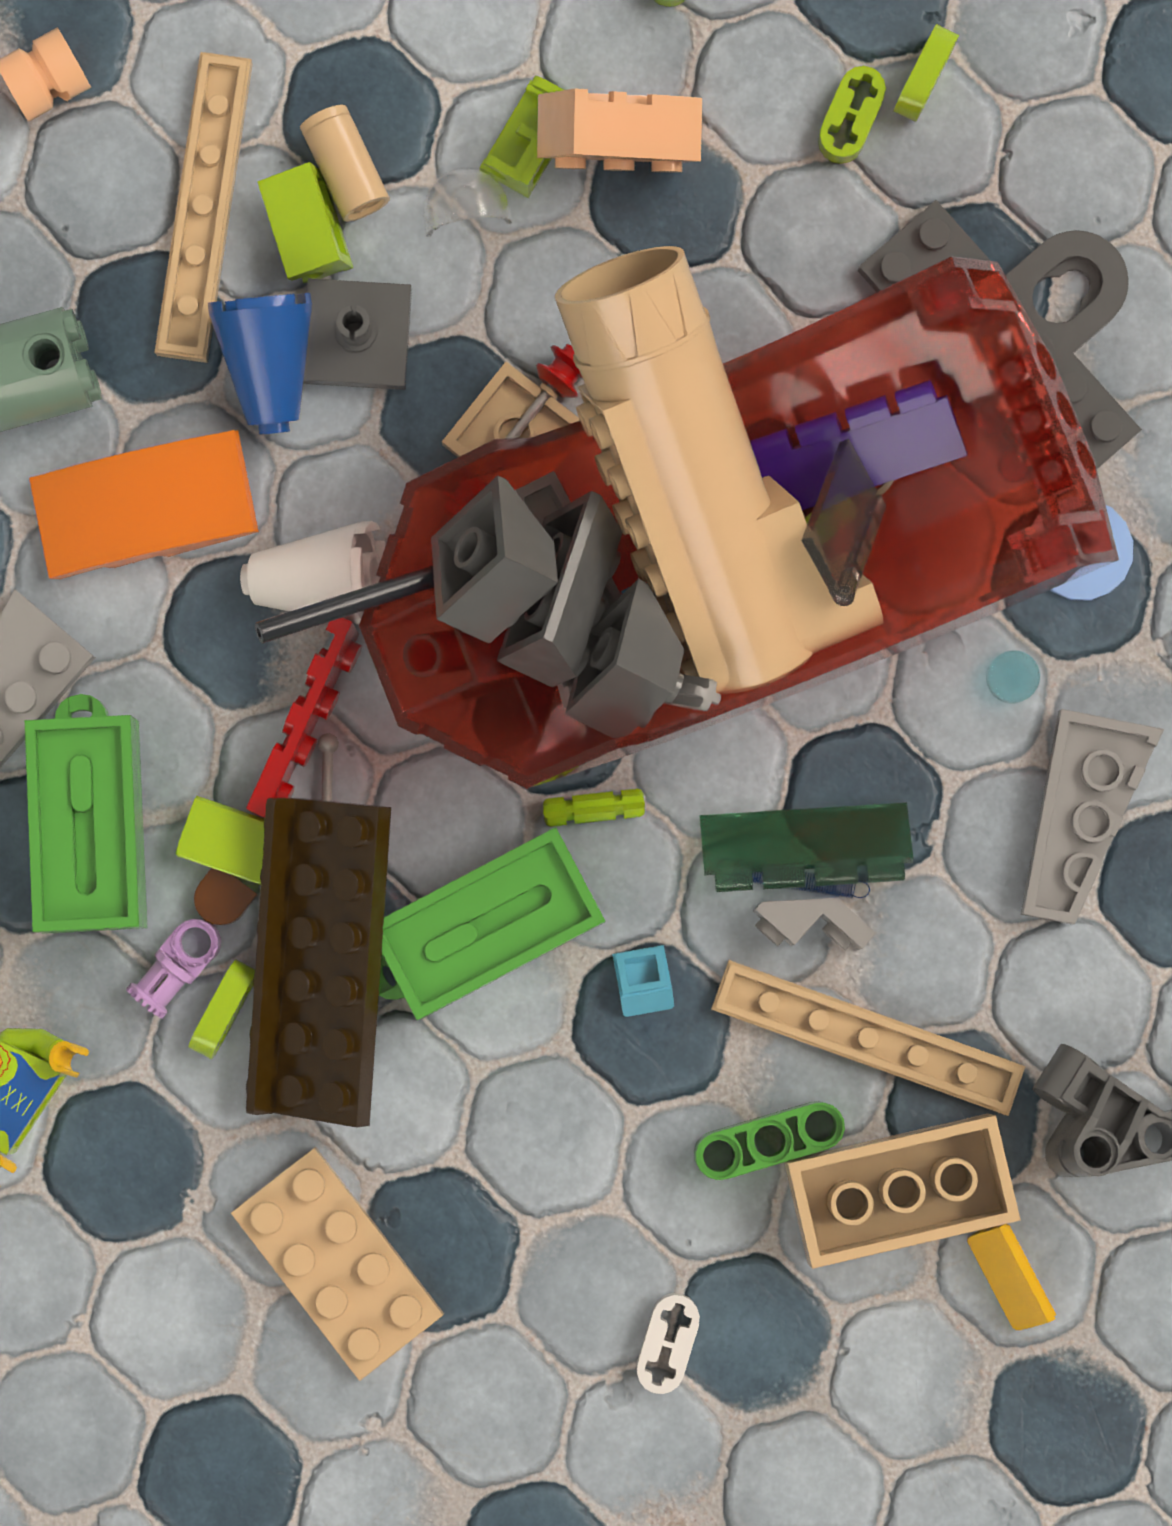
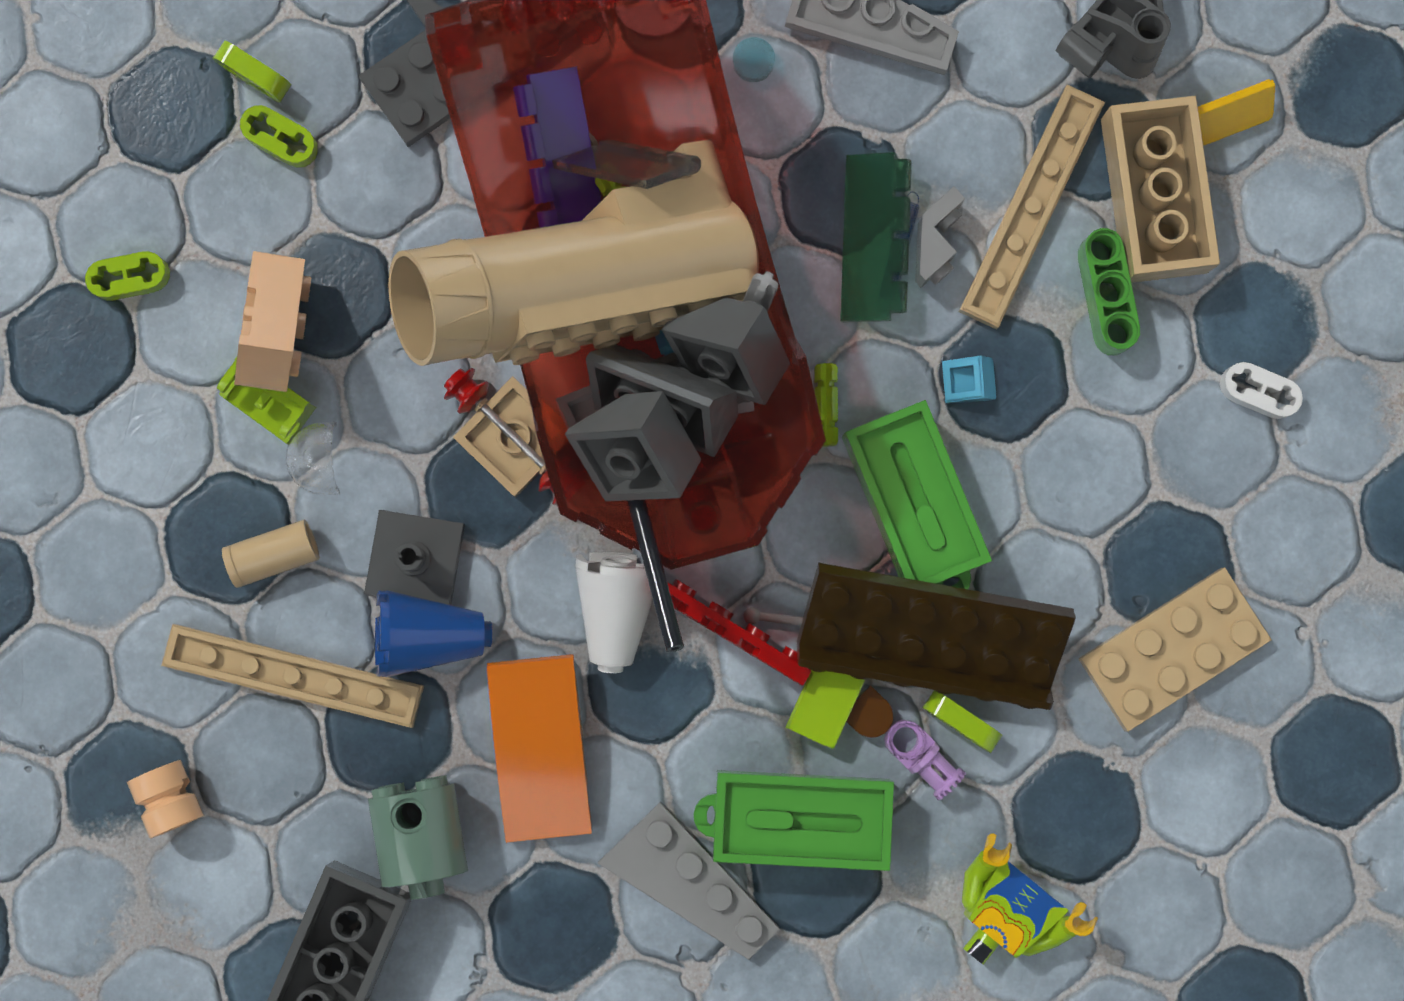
camera: 85 degrees left, 0 degrees up
(305, 223) = (317, 591): lime hinge -> none

